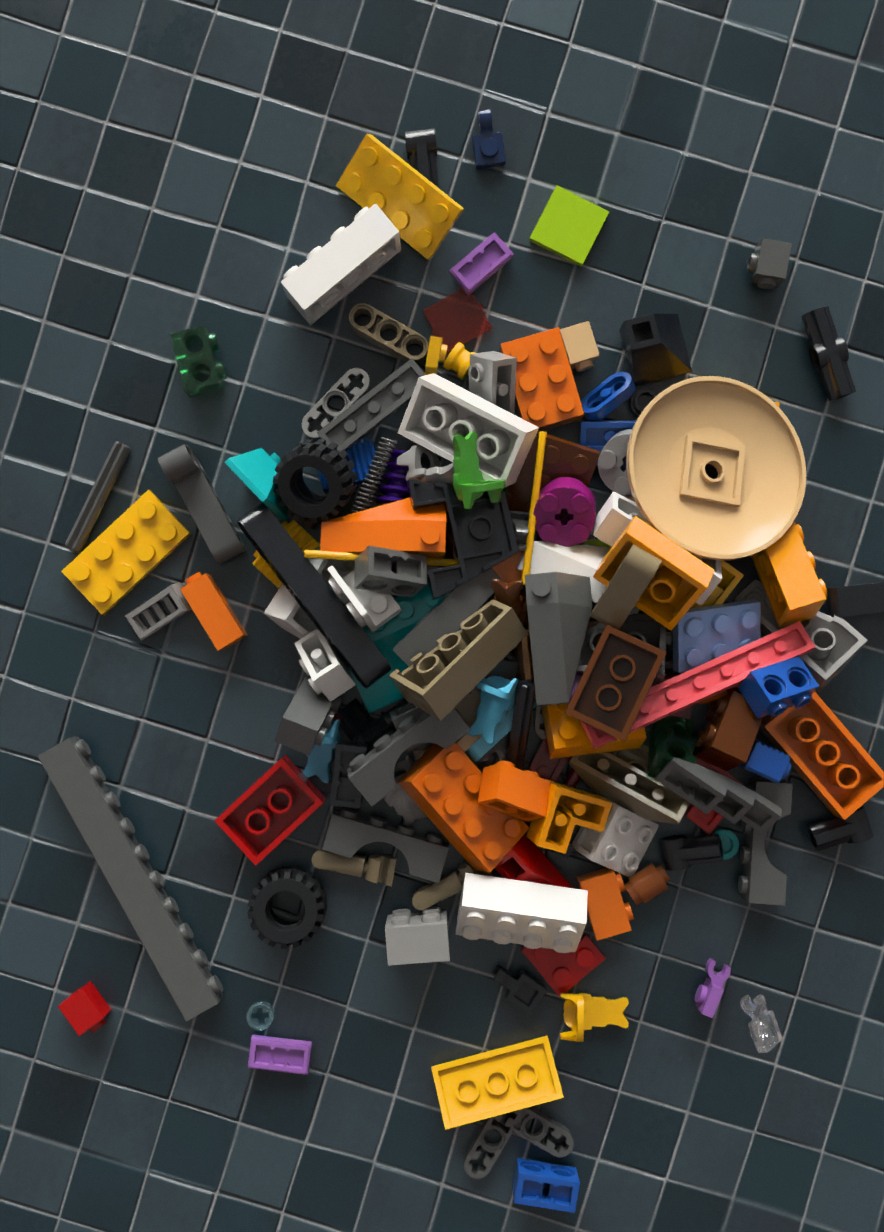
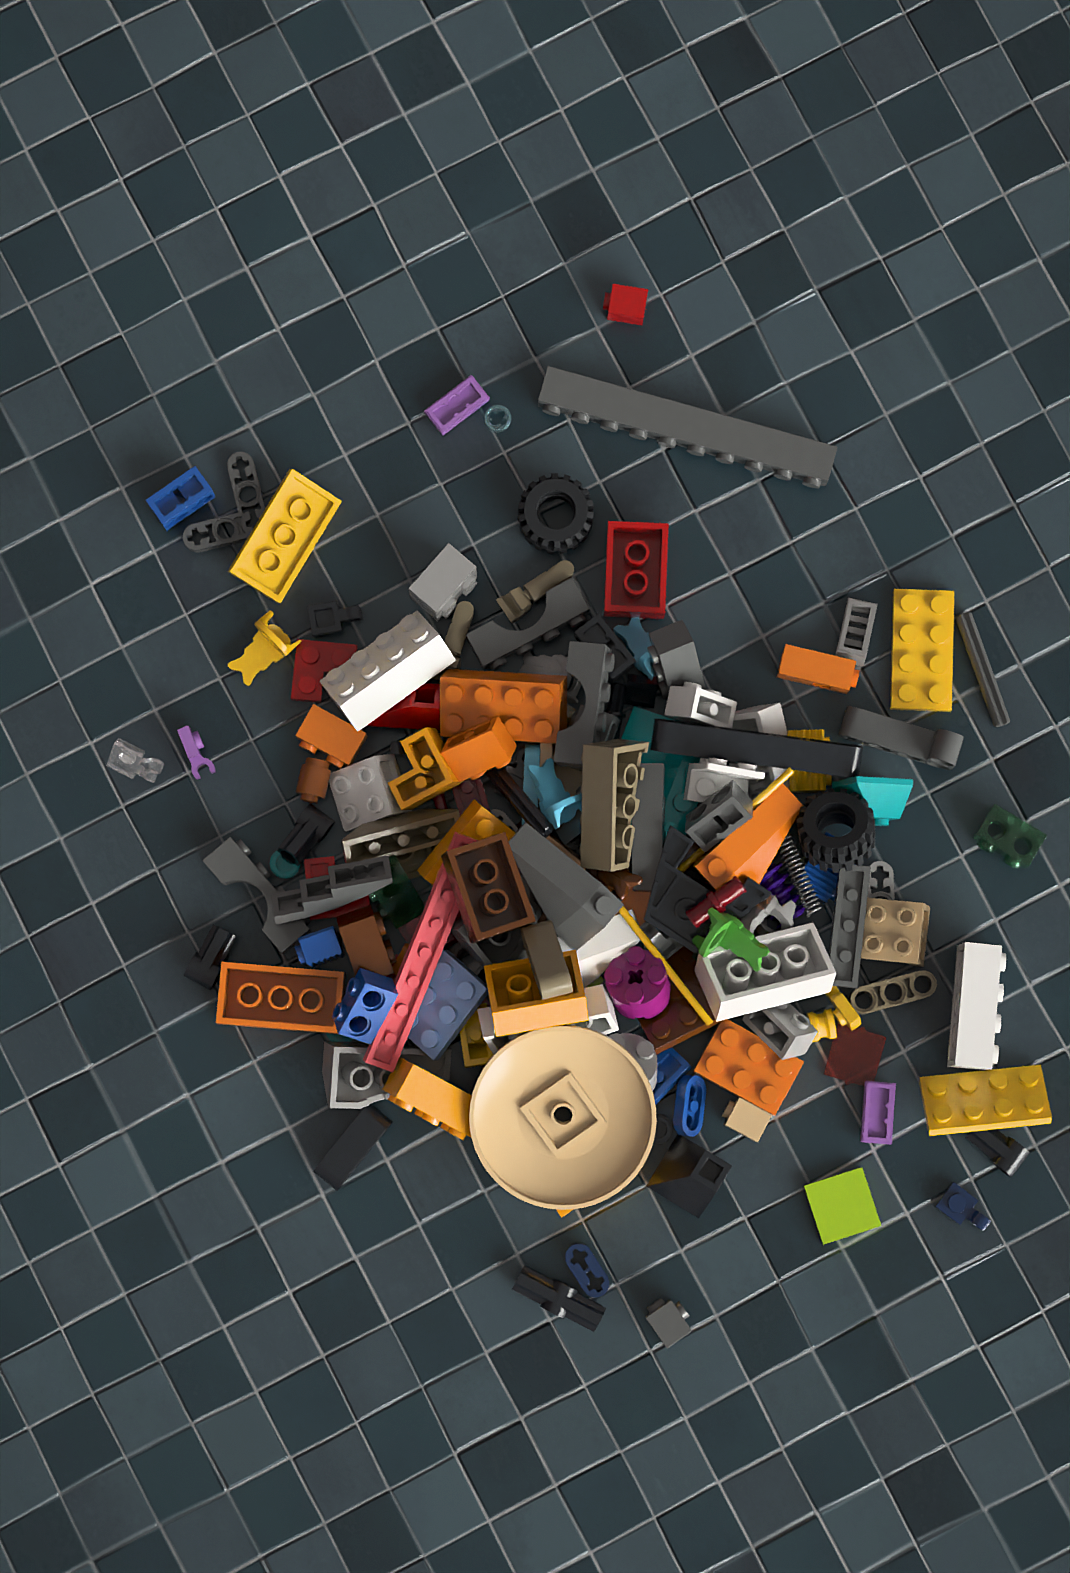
camera: 135 degrees right, 5 degrees down
(344, 373) = (895, 931): none -> tan bracket
(455, 511) = (716, 900): none -> dark red pin
(795, 356) = (580, 1274): none -> dark blue beam

